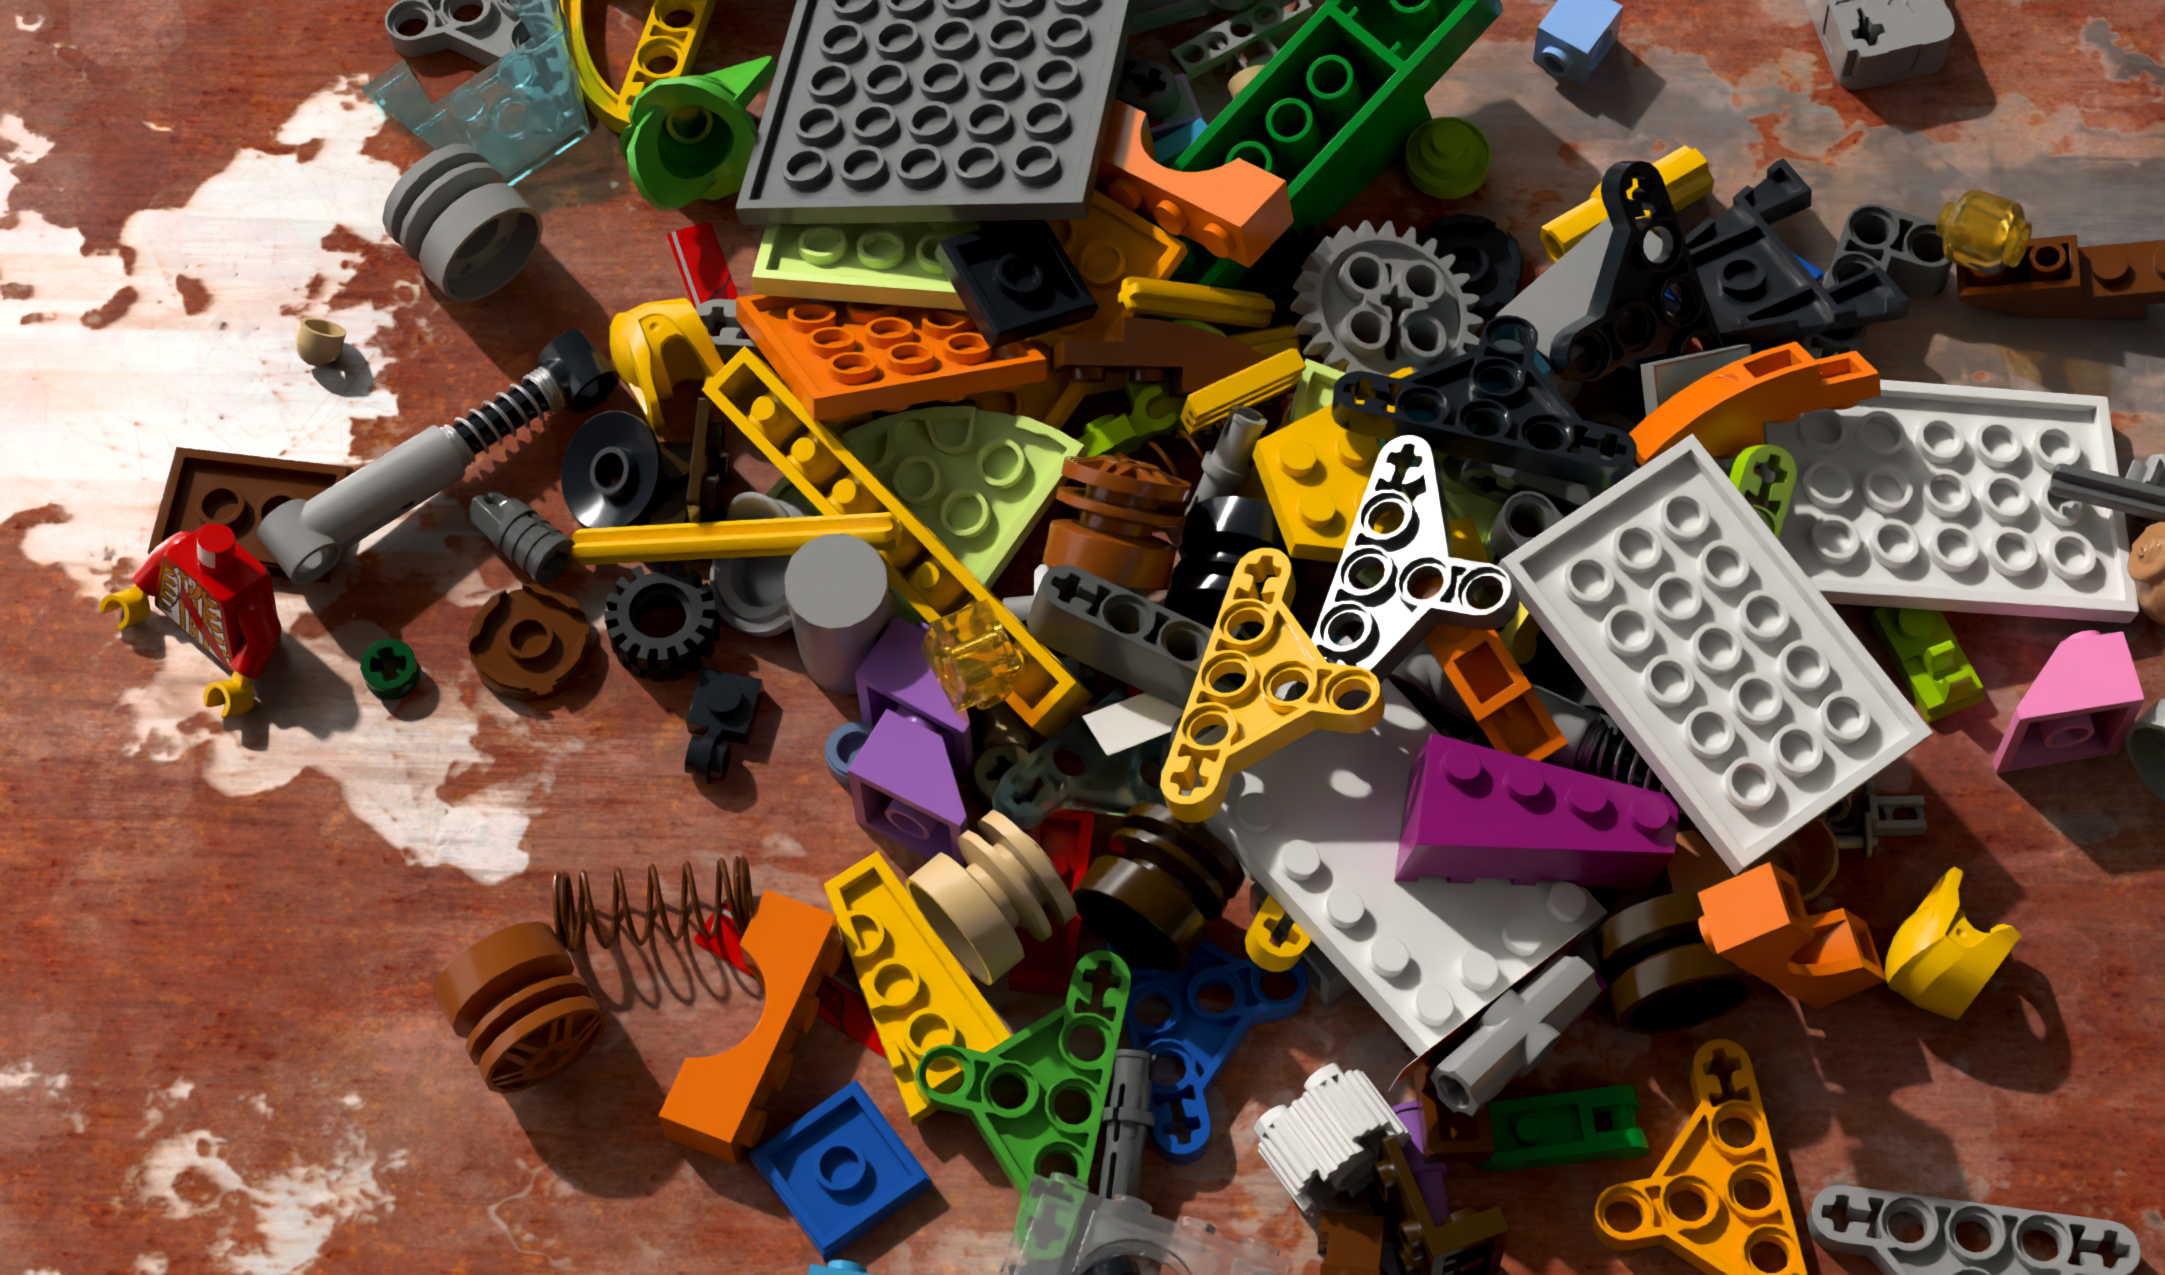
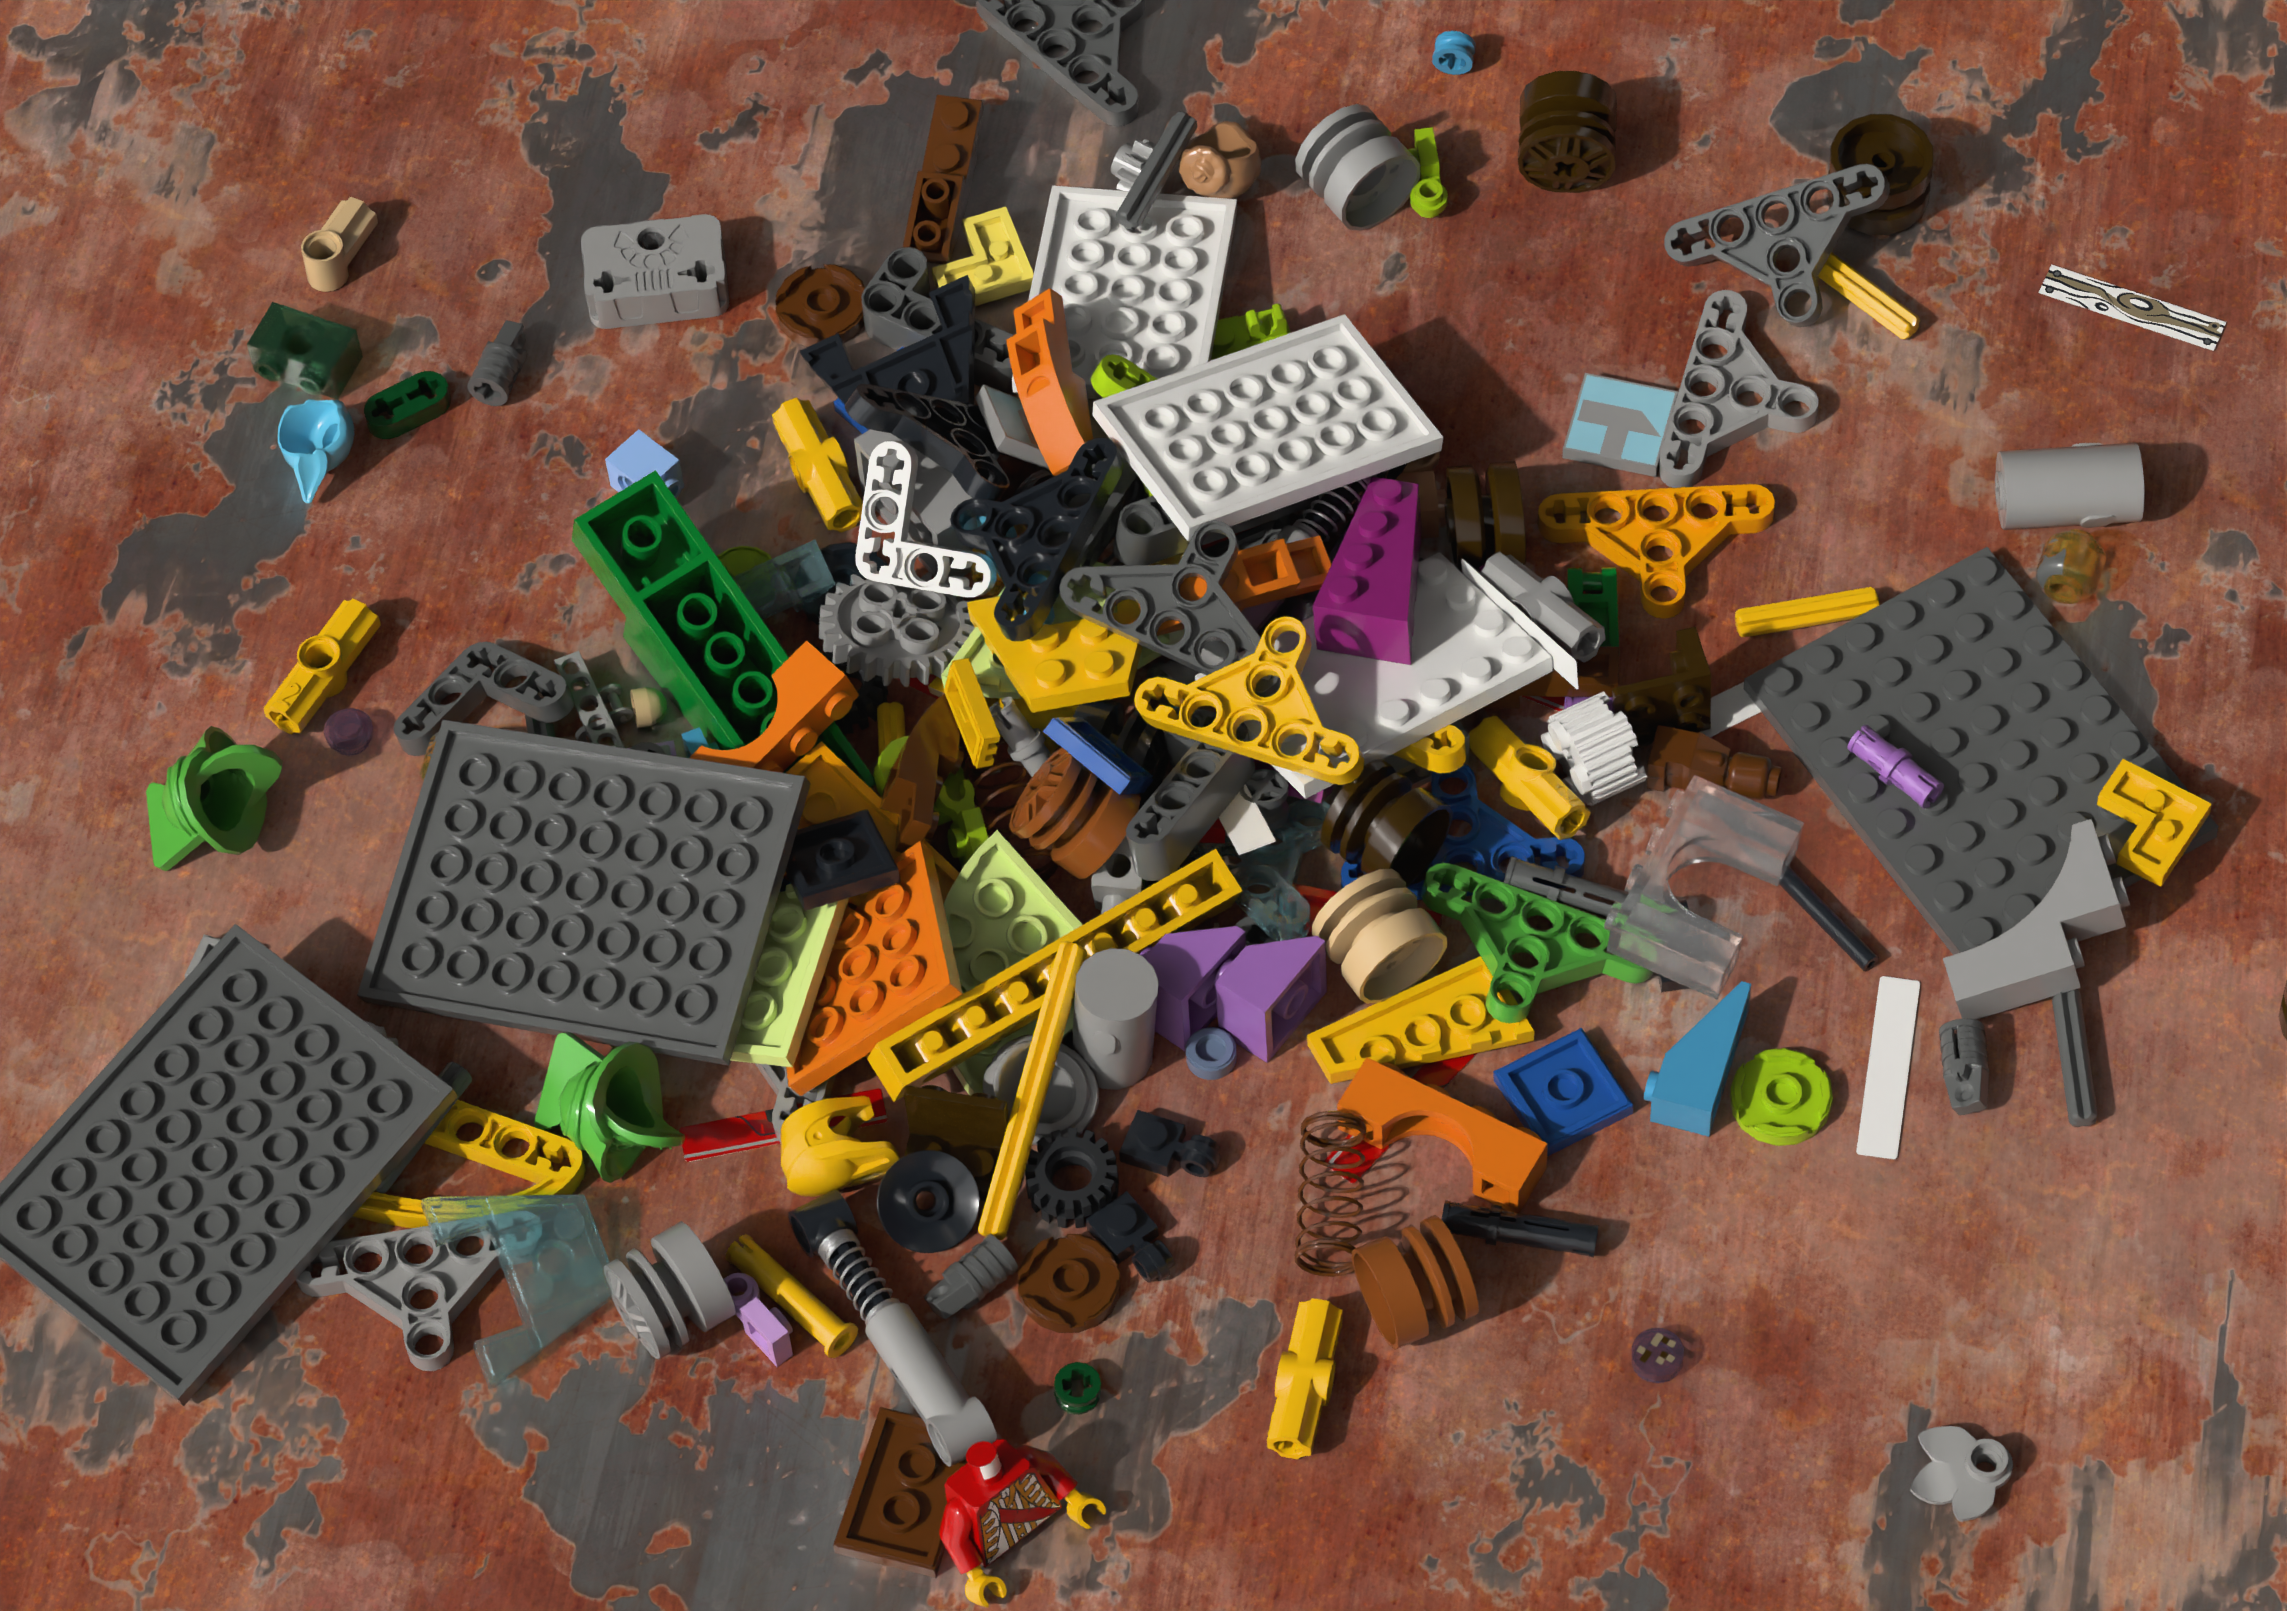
camera: 80 degrees left, 5 degrees down
(318, 340) = (748, 1427): tan hinge -> none
(403, 909) = (1305, 1378): none -> yellow piece
(442, 331) = (765, 1327): none -> lavender plate
(489, 357) = (792, 1296): none -> yellow pin
(601, 690) = (1129, 1230): none -> black plate
(637, 1062) = (1520, 1228): none -> black pin
(972, 657) = (1192, 906): clear yellow brick -> none
(1169, 519) = (1099, 755): none -> blue tile
(1196, 302) = (867, 749): yellow axle -> none
(1316, 1040) = (1528, 778): none -> yellow piece
(1423, 179) = (786, 581): none -> clear light blue slope
(1479, 269) = (902, 551): none -> white beam
(1766, 930) = (1494, 424): orange arch -> none
(1870, 170) = (820, 304): none -> reddish brown tile
(1890, 1130) = (1619, 424): none -> tile
(1941, 957) = (1495, 360): yellow helmet -> none
(1971, 355) = (998, 258): none -> light yellow plate
(1984, 232) = (915, 219): clear yellow head -> none
(2075, 705) = (1310, 244): bright pink slope -> none

